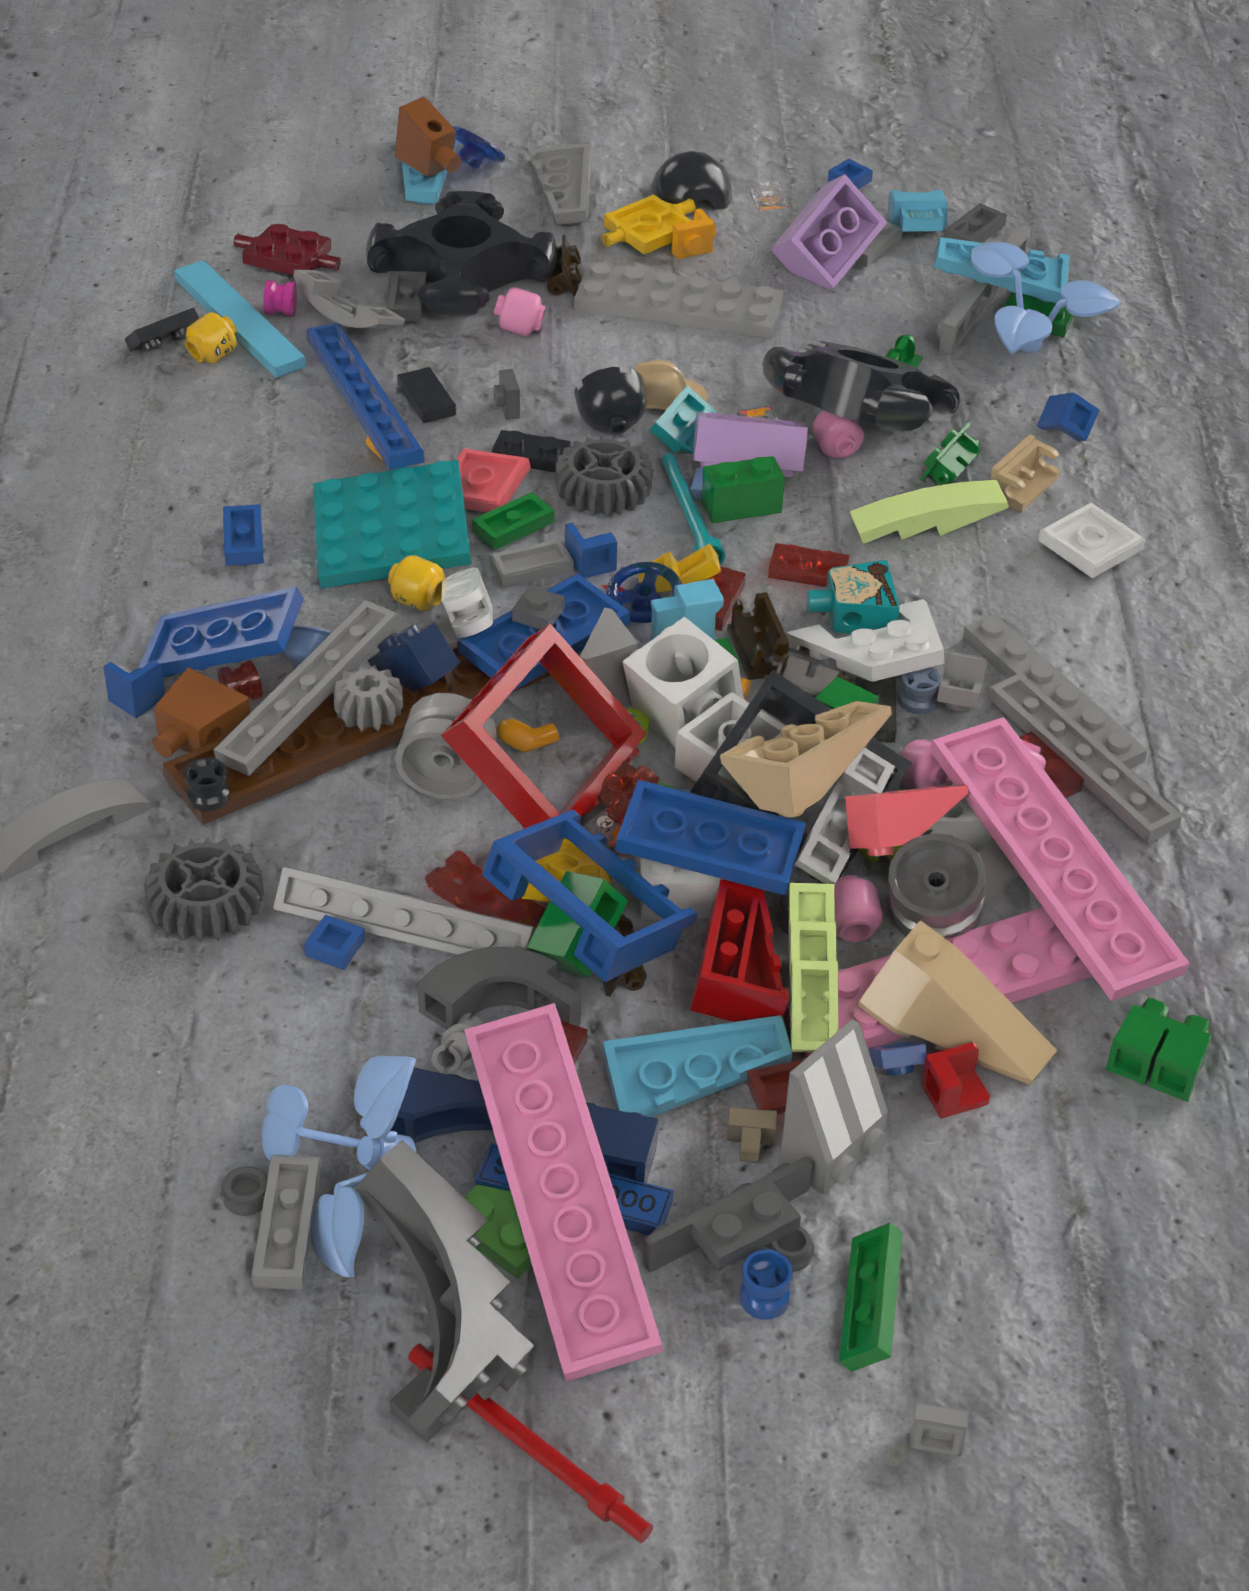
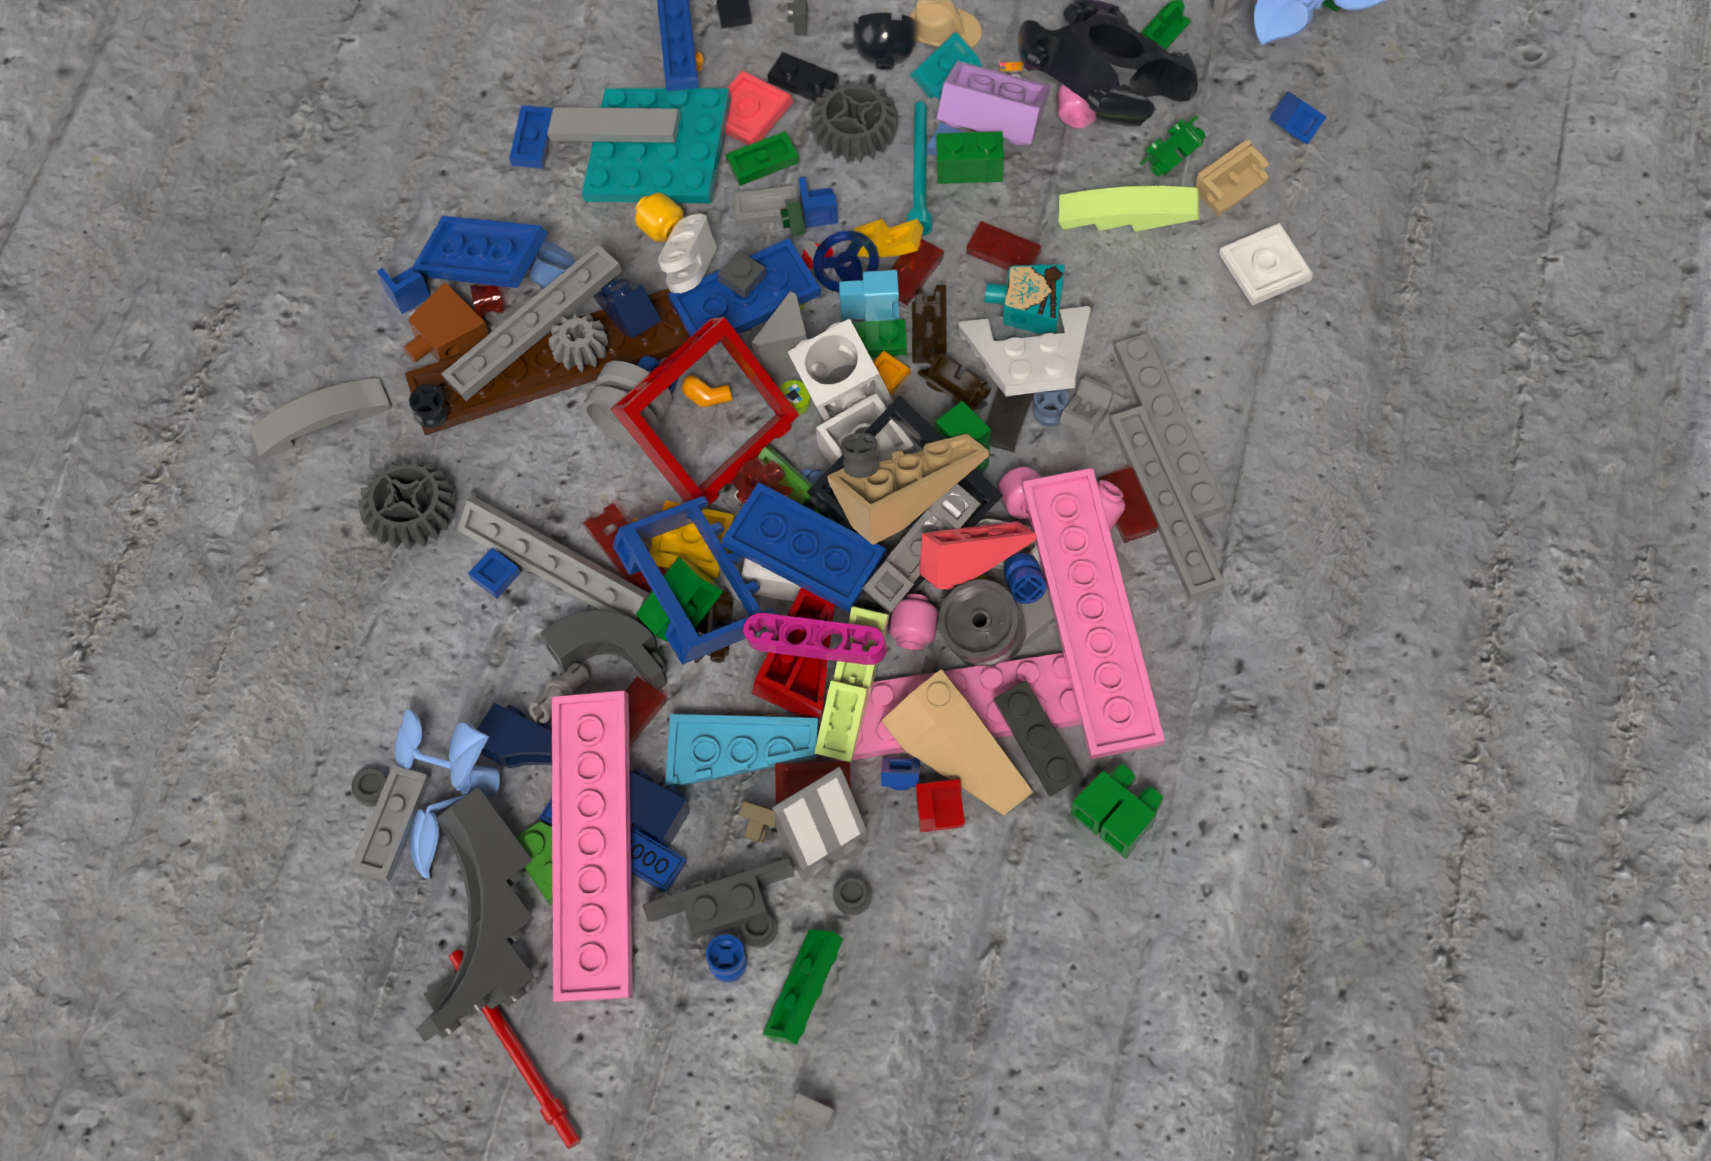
camera: 20 degrees right, 20 degrees up
(339, 506) = (614, 124): none -> light grey tile
(570, 559) = (792, 217): none -> dark green plate
(752, 726) = (860, 455): none -> dark grey wheel
(760, 924) = (812, 645): none -> dark pink beam
(890, 1192) = (852, 896): none -> dark grey plate
(974, 832) = (1024, 578): none -> blue wheel
(1042, 993) = (1037, 738): none -> pearl dark grey plate

